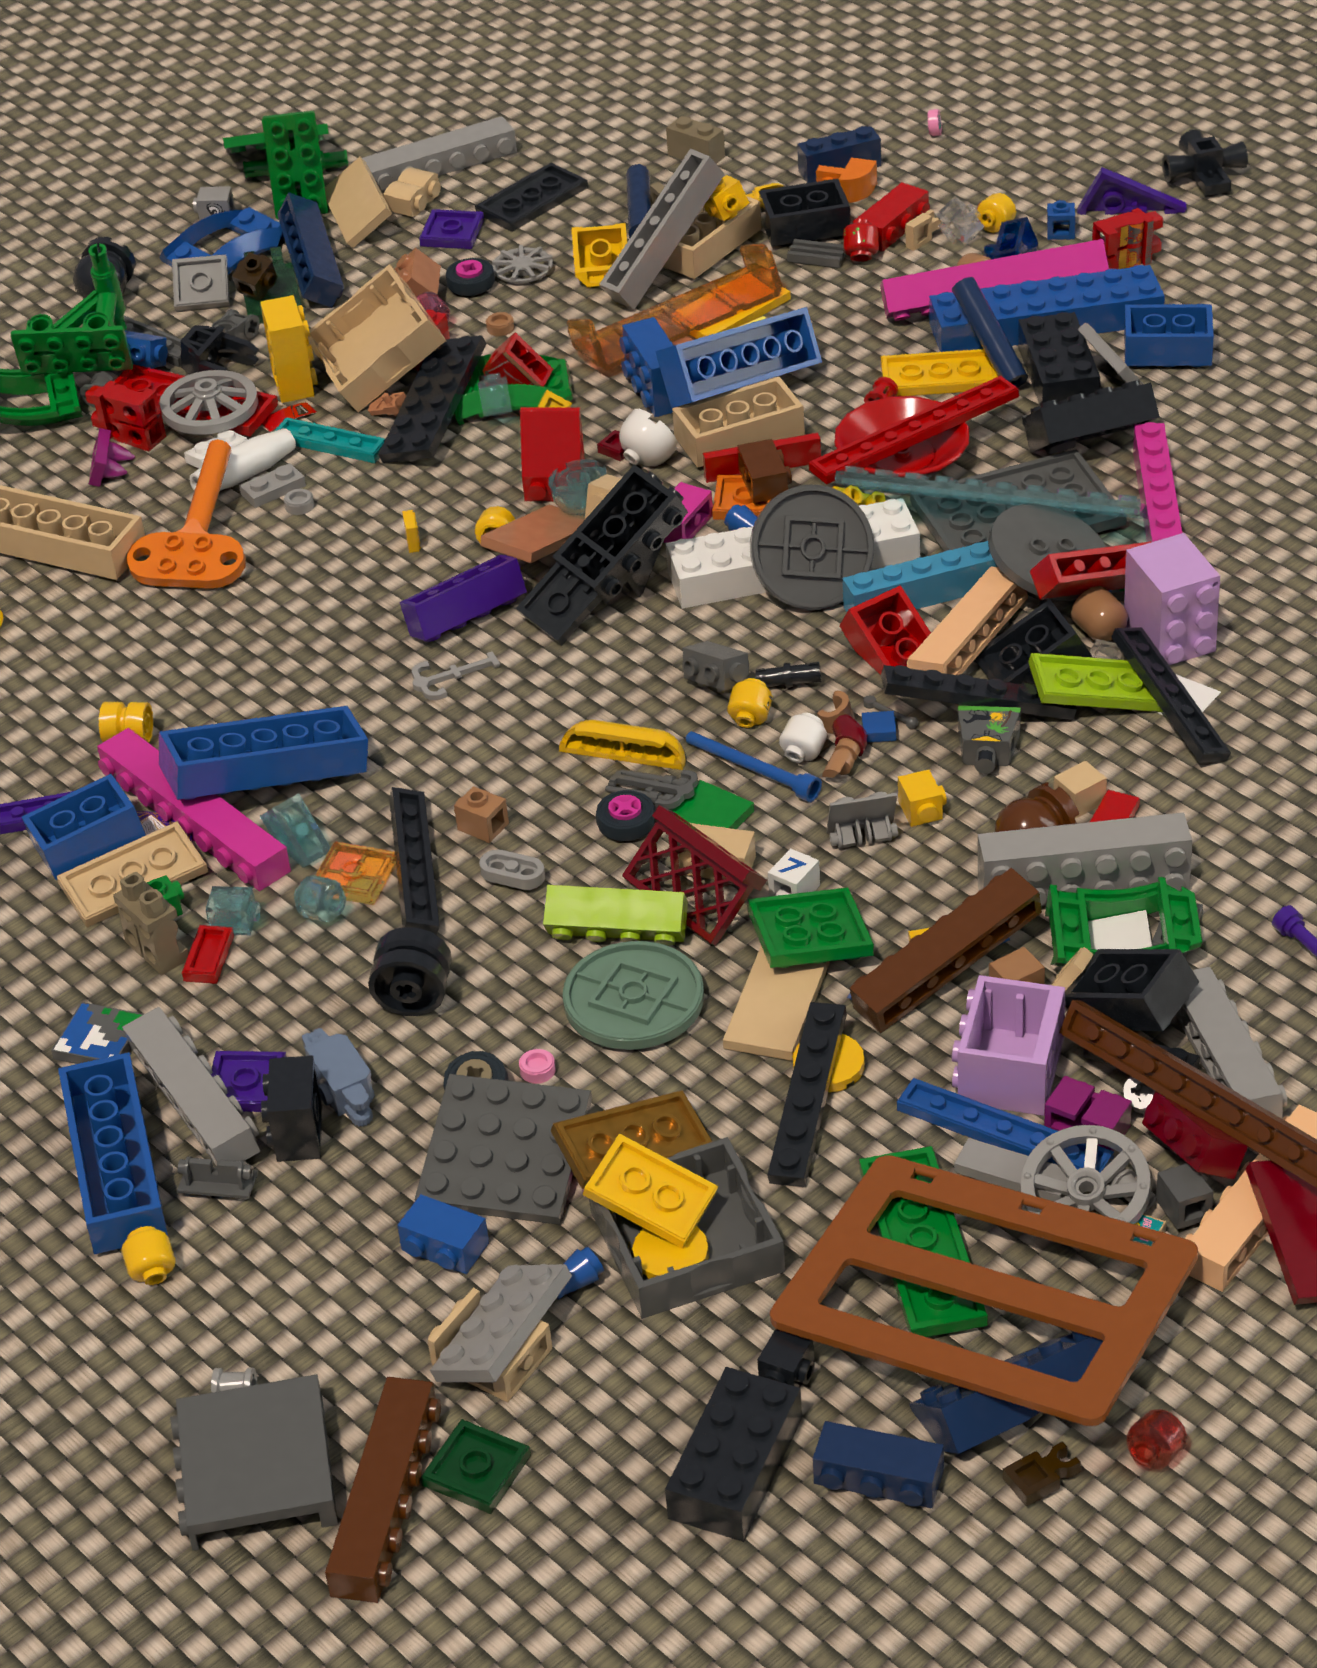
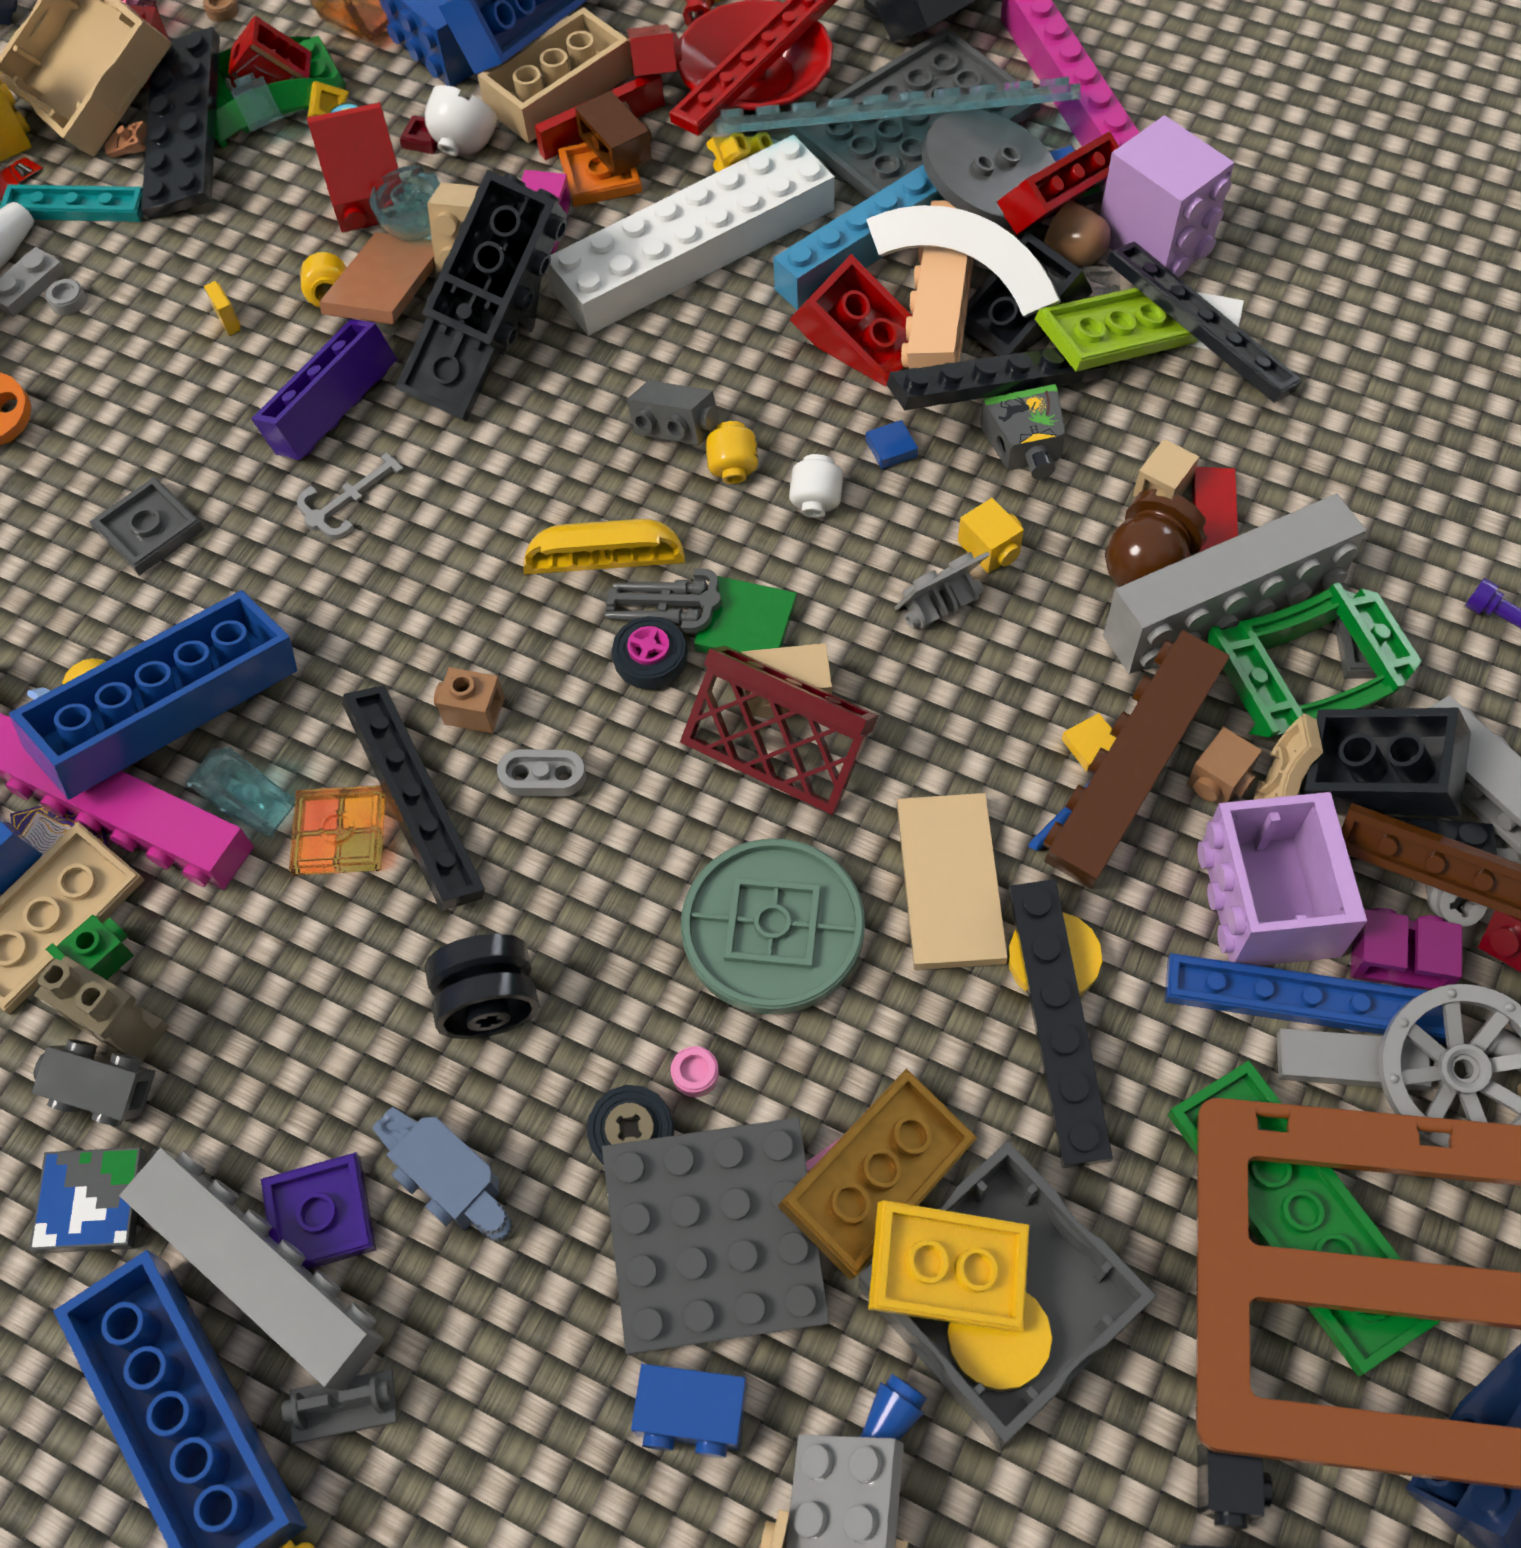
camera: 20 degrees left, 20 degrees up
(129, 967) = (81, 1078): none -> dark grey brick
(208, 954) = (191, 1016): red tile -> none
(233, 908) = (201, 941): clear light blue brick -> none
(293, 1108) = (409, 1266): black brick -> none
(297, 660) = (147, 525): none -> dark grey tile
(319, 898) = (312, 891): clear light blue head -> none
(615, 914) = (703, 812): lime brick -> none
(739, 517) = (615, 203): blue cone -> none
(790, 675) = (758, 400): black pin -> none
(794, 874) = (896, 692): white brick -> none
(803, 785) = (843, 551): blue piece -> none
(809, 544) = (722, 224): dark grey plate -> none
(810, 927) = (951, 765): green plate -> none
(818, 416) = (654, 49): none -> red brick
(849, 735) = (866, 465): medium nougat piece -> none
(870, 702) = (864, 412): dark grey hinge -> none
(1000, 591) = (971, 236): none -> white tile
(1121, 932) = (1311, 666): white sticker -> none

